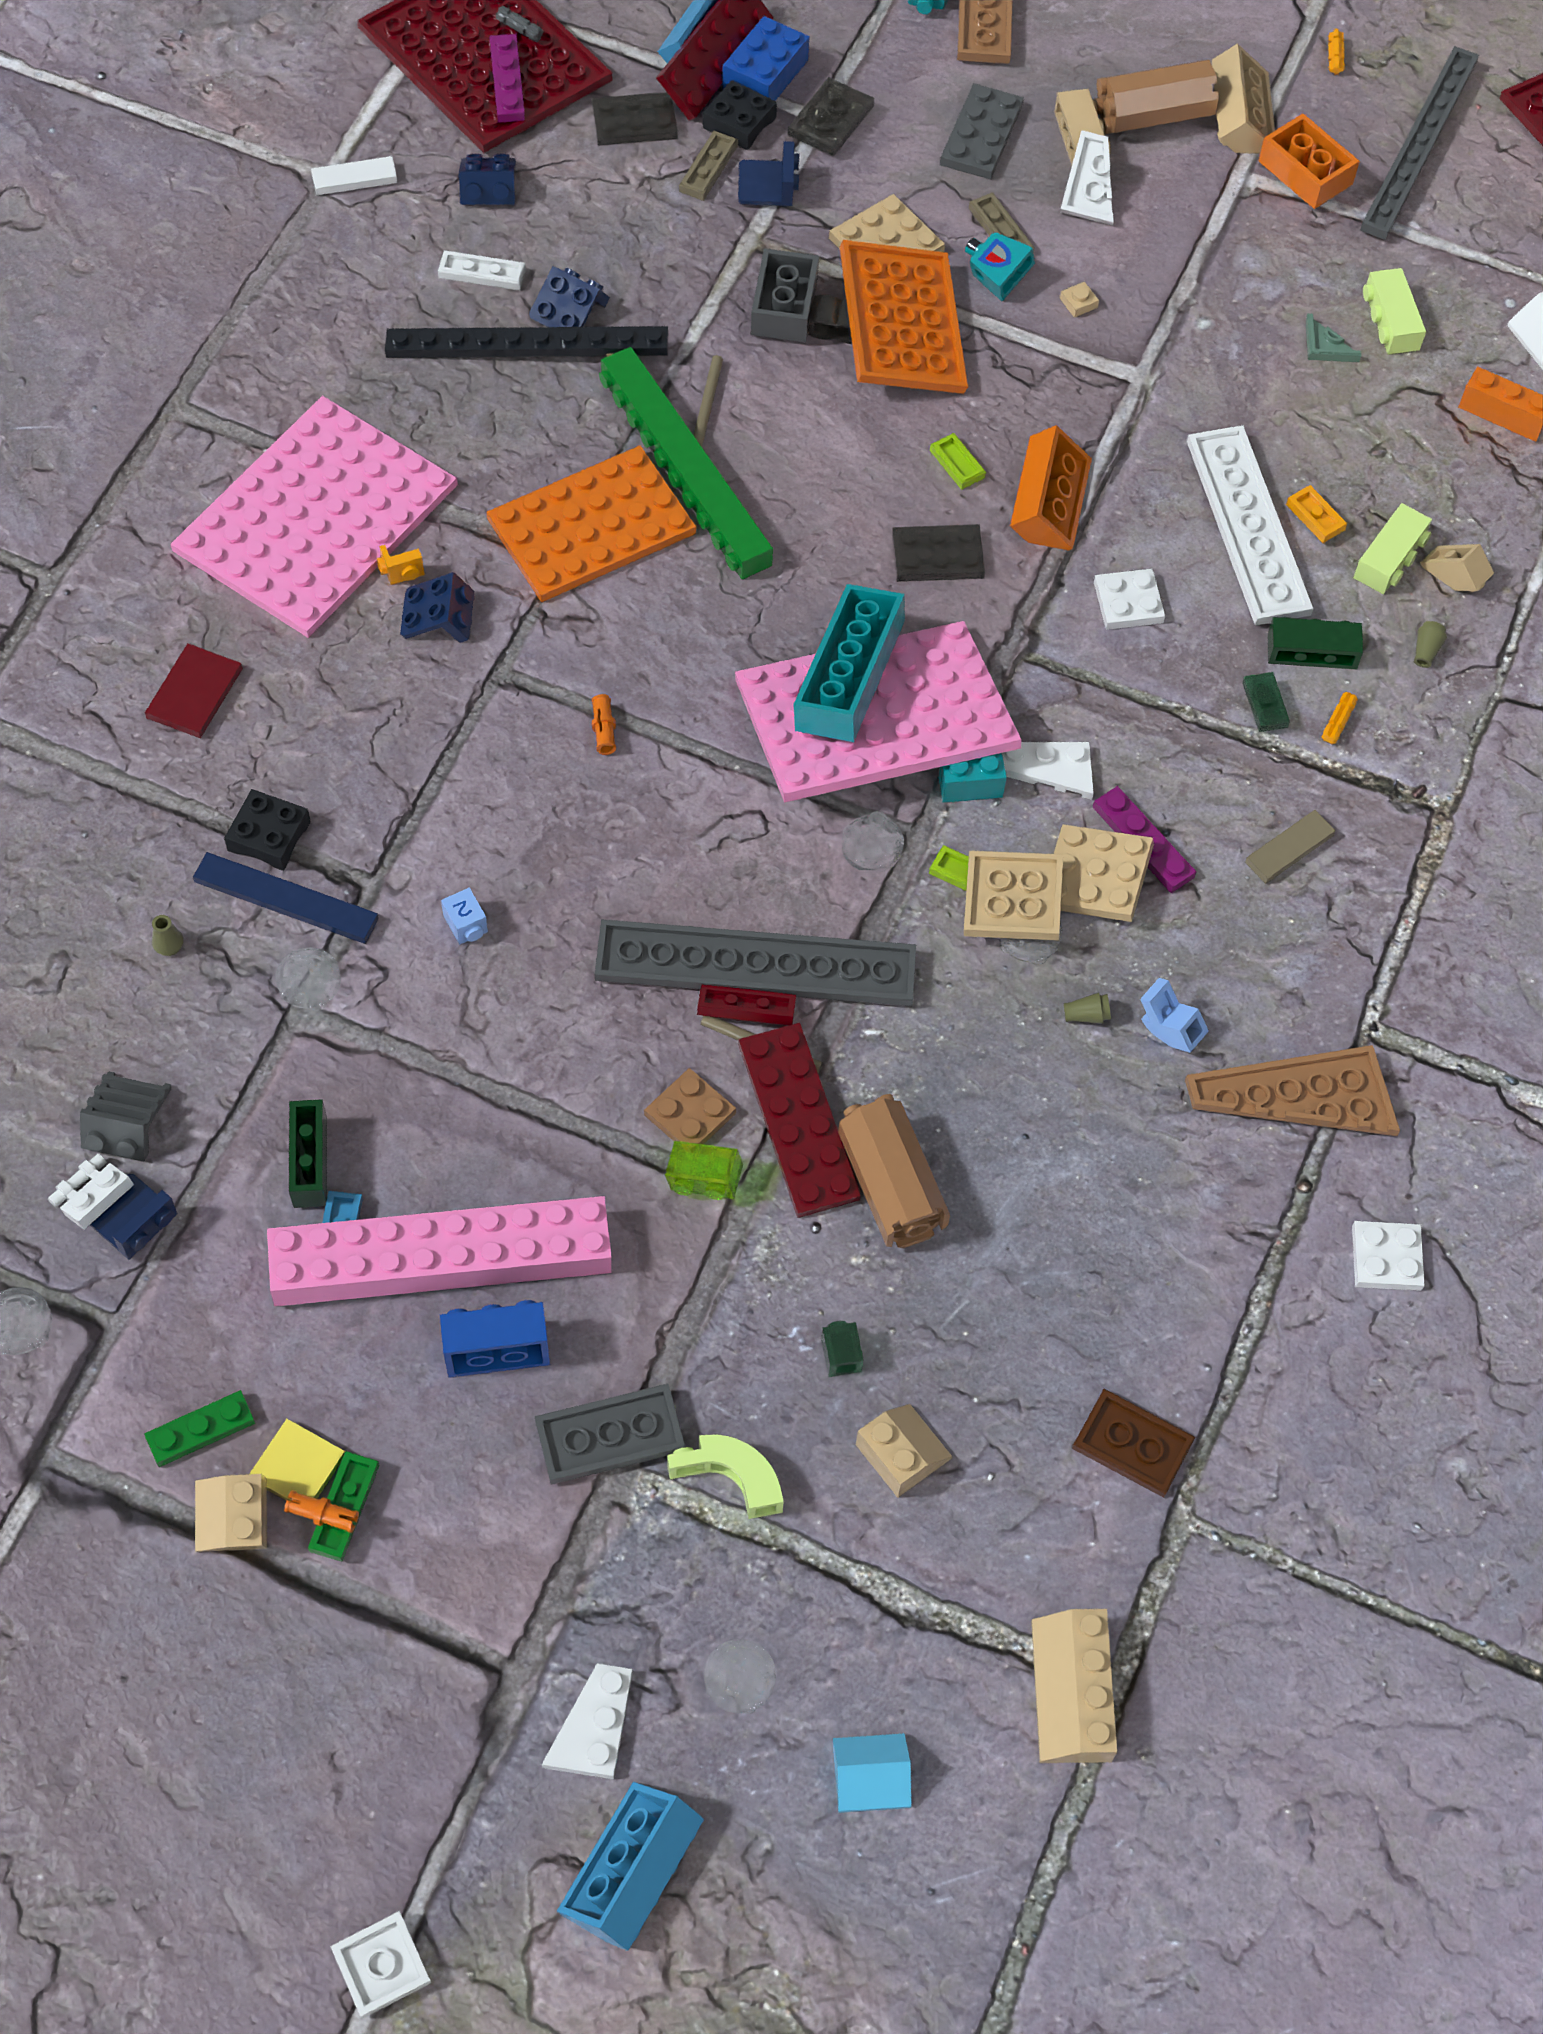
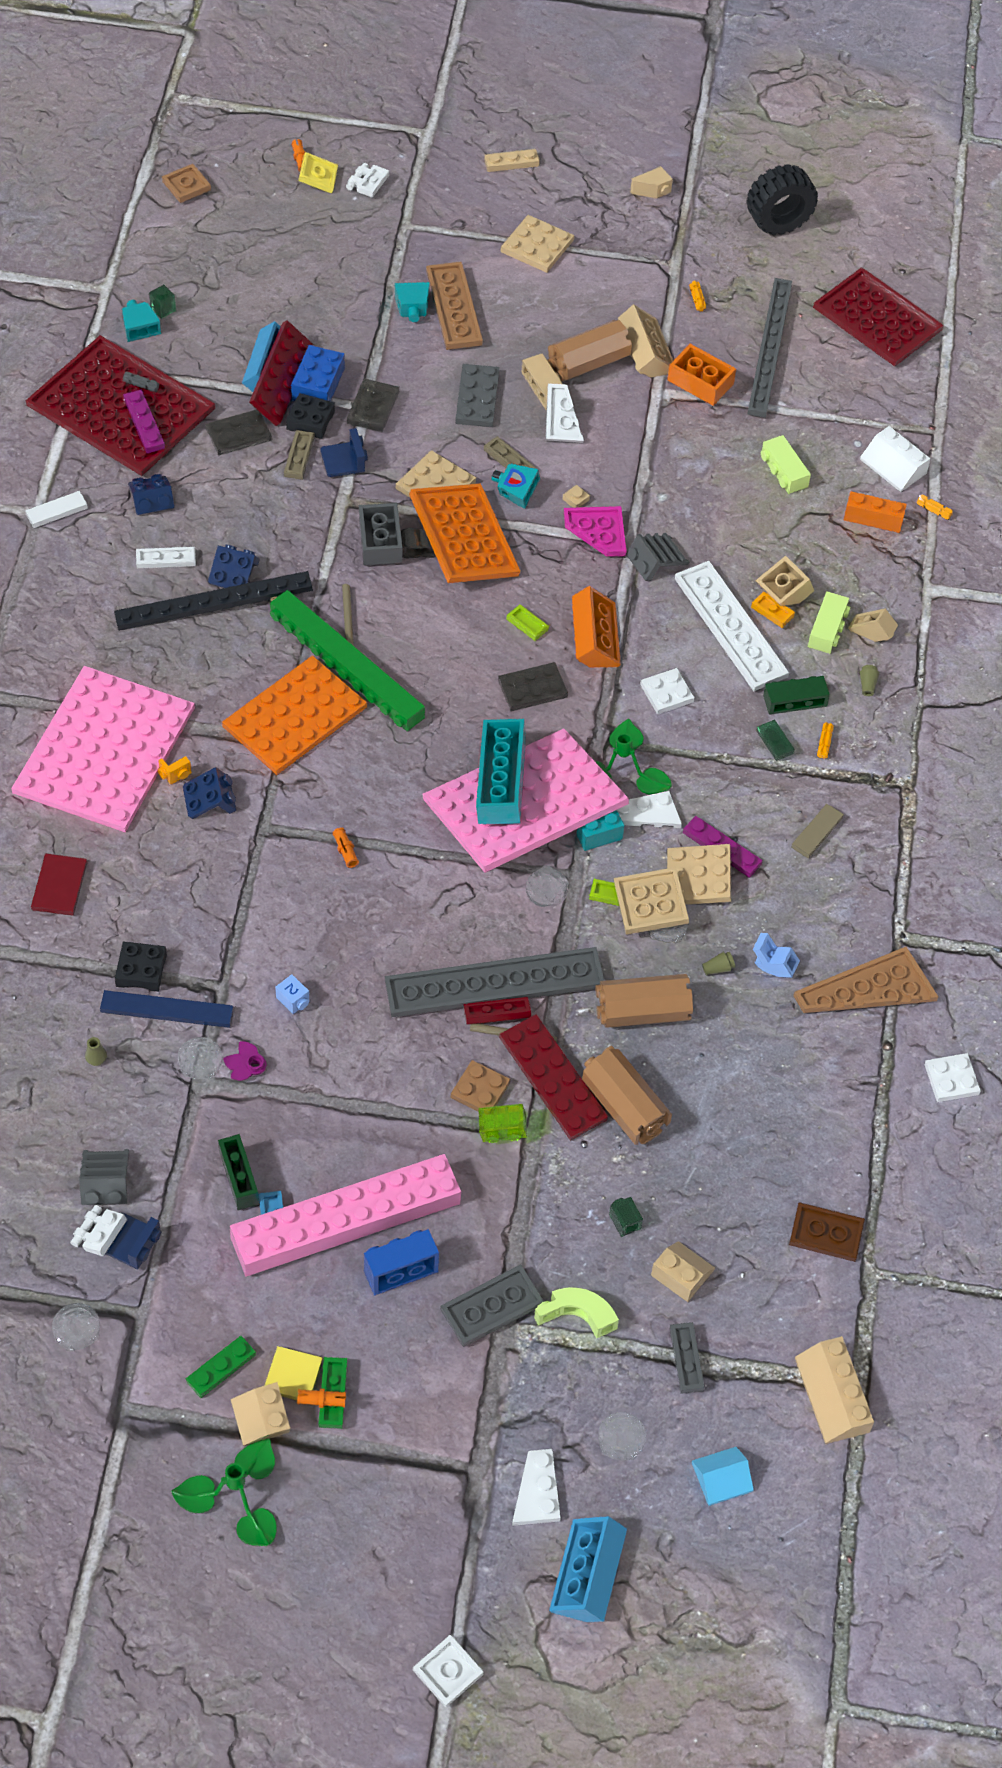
camera: 15 degrees left, 5 degrees down
(108, 1603) = (257, 1462): none -> green plant
(366, 997) = (242, 1062): none -> magenta plate
(869, 1582) = (686, 1358): none -> dark grey plate
(960, 1038) = (644, 1000): none -> medium nougat brick
(1043, 656) = (625, 740): none -> green plant
(1097, 348) = (598, 527): none -> dark pink plate
(1167, 396) = (654, 551): none -> dark grey plate
(1326, 344) = (746, 495): sand green tile -> none
(1345, 479) = (786, 583): none -> tan slope

